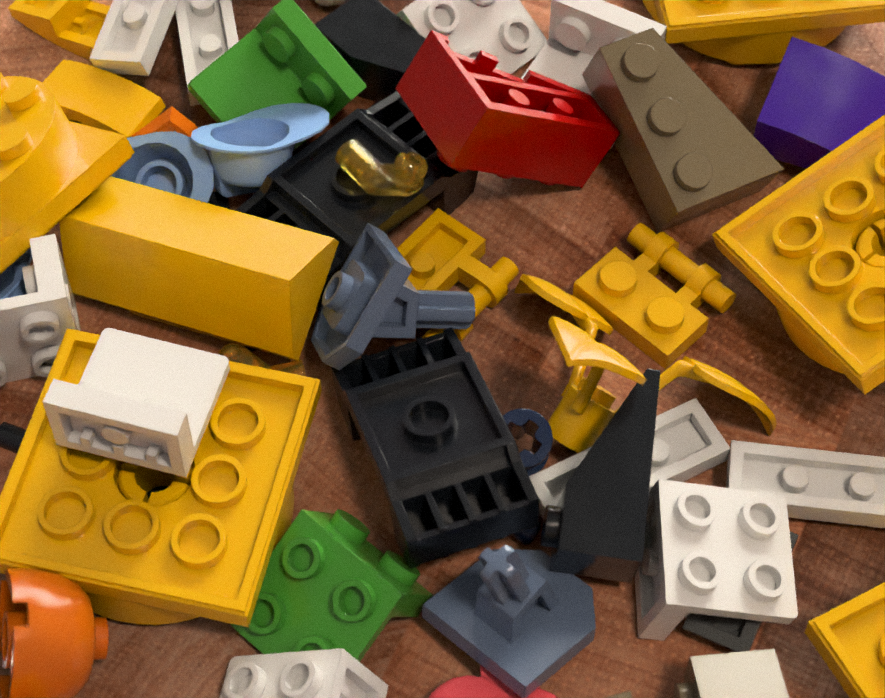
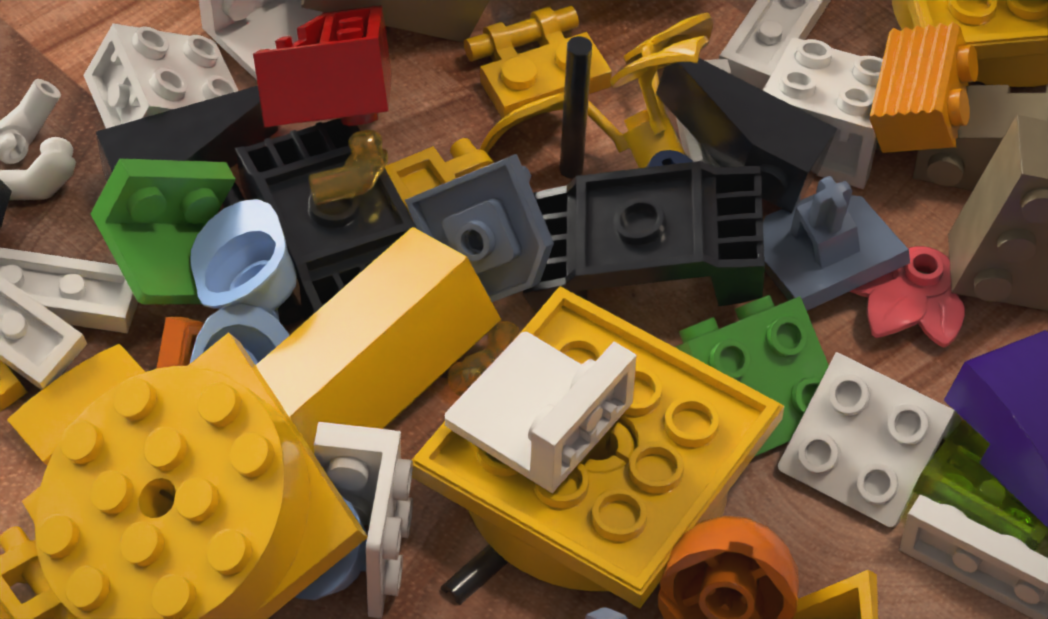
camera: 70 degrees left, 5 degrees down
(545, 304) = (575, 106): none -> black bar
(738, 628) = (923, 88): none -> light orange brick

